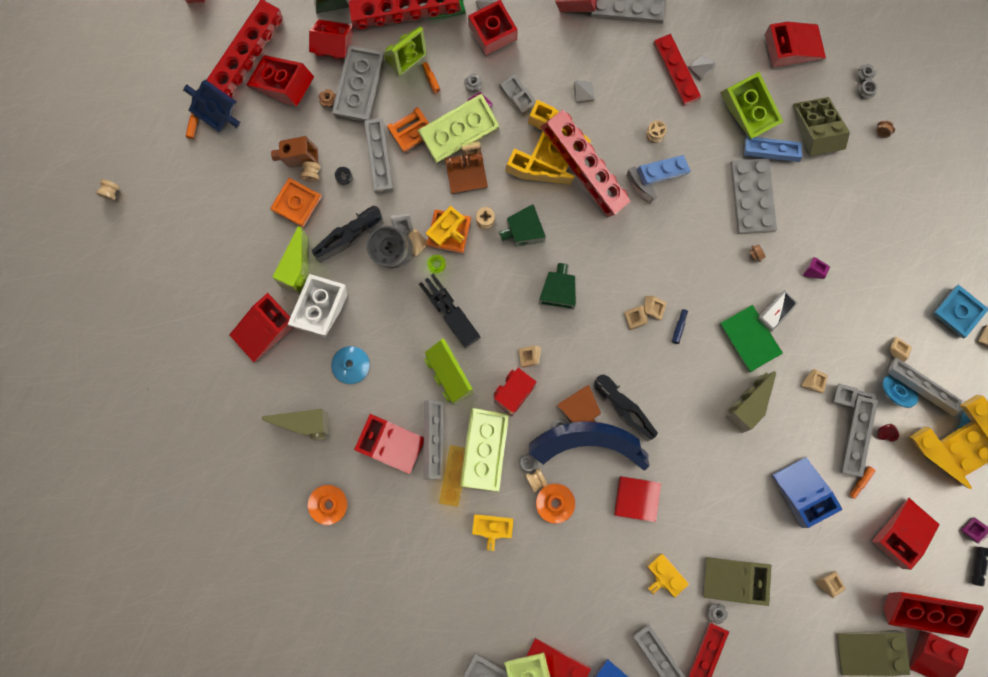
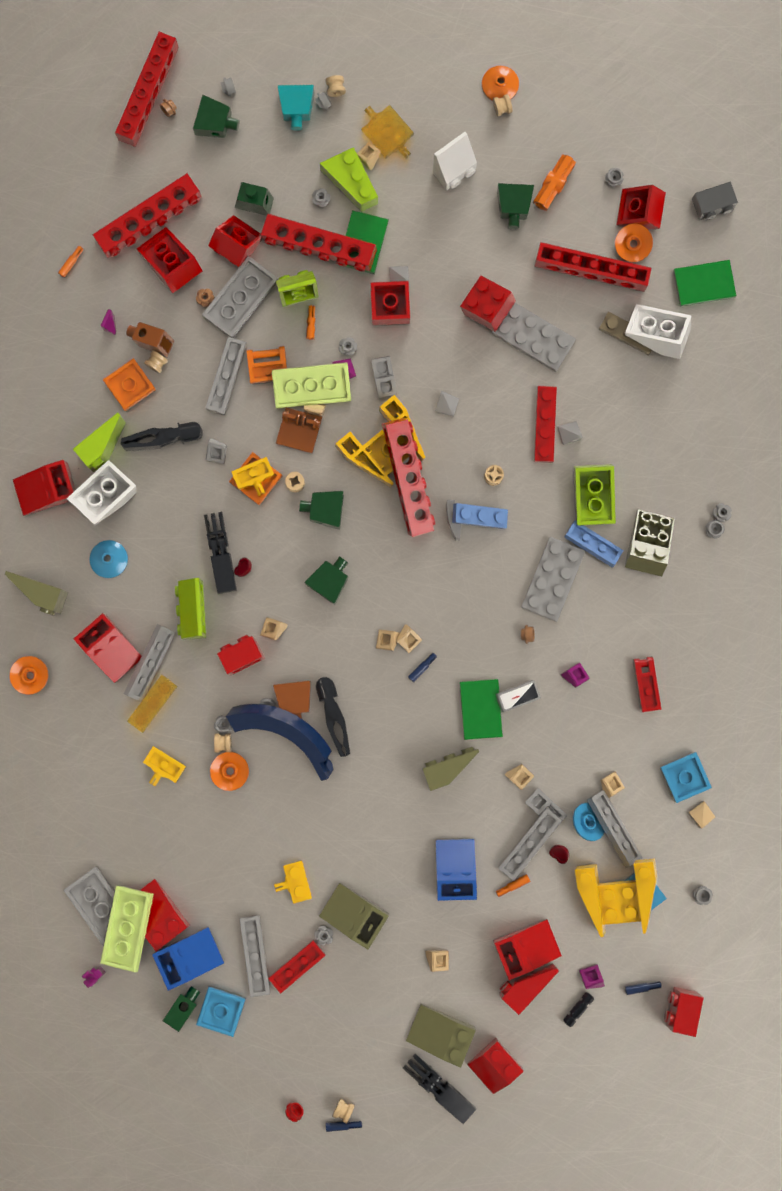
camera: 25 degrees right, 5 degrees up
(212, 105) = (94, 257): dark blue plate -> none
(251, 158) = (108, 322): none -> magenta slope
(348, 177) = (188, 383): black bush -> none
(382, 239) = (182, 469): dark grey wheel -> none
(418, 241) = (220, 474): tan slope -> none
(436, 258) = (228, 497): clear neon green plate -> none
(476, 314) = (243, 567): none -> dark red piece
(484, 450) = (190, 693): yellowish green tile -> none
(637, 499) = (304, 803): red slope -> none
(794, 43) = (668, 453): red slope -> none
(883, 247) = (647, 685): none -> red plate
(885, 129) = (710, 574): medium nougat plate -> none
(930, 572) = (523, 989): none -> red slope
(932, 614) = (507, 1027): red slope -> none

